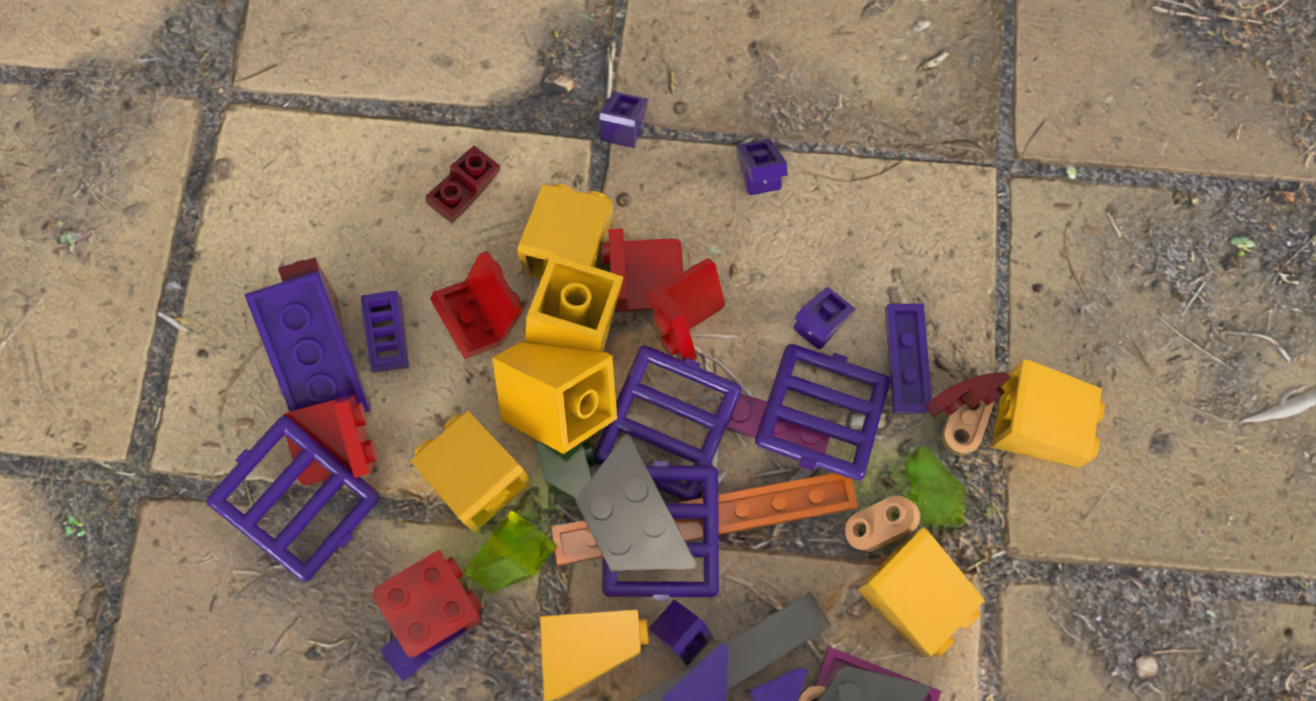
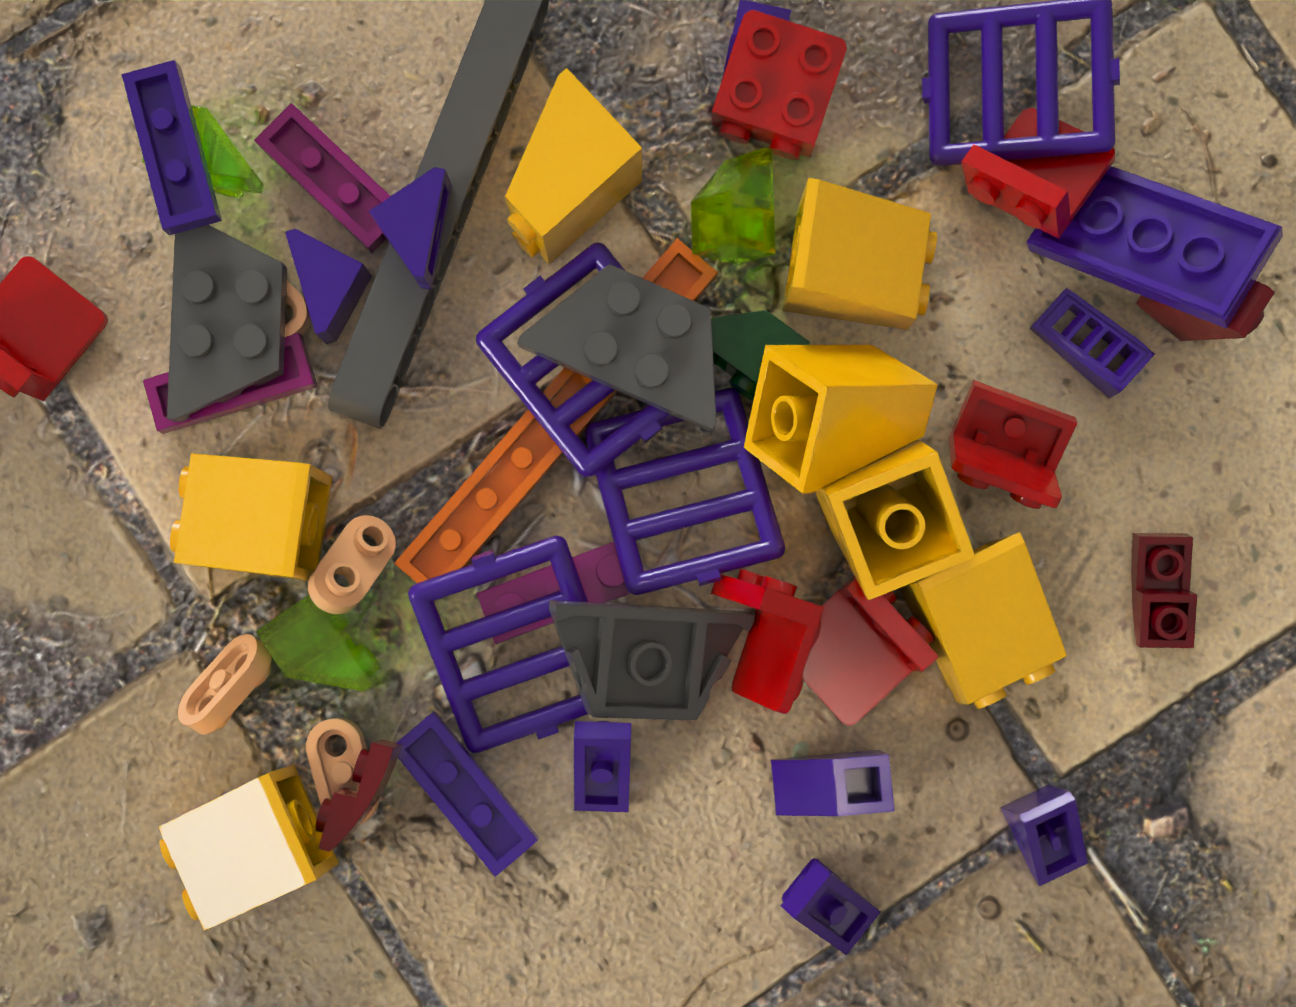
camera: 140 degrees right, 10 degrees up
(681, 632) = (485, 267): dark purple slope -> none
(711, 215) = (833, 784): none -> dark purple slope
(758, 350) = (646, 657): none -> dark grey wing
(1001, 514) = (225, 684): none -> light nougat plate

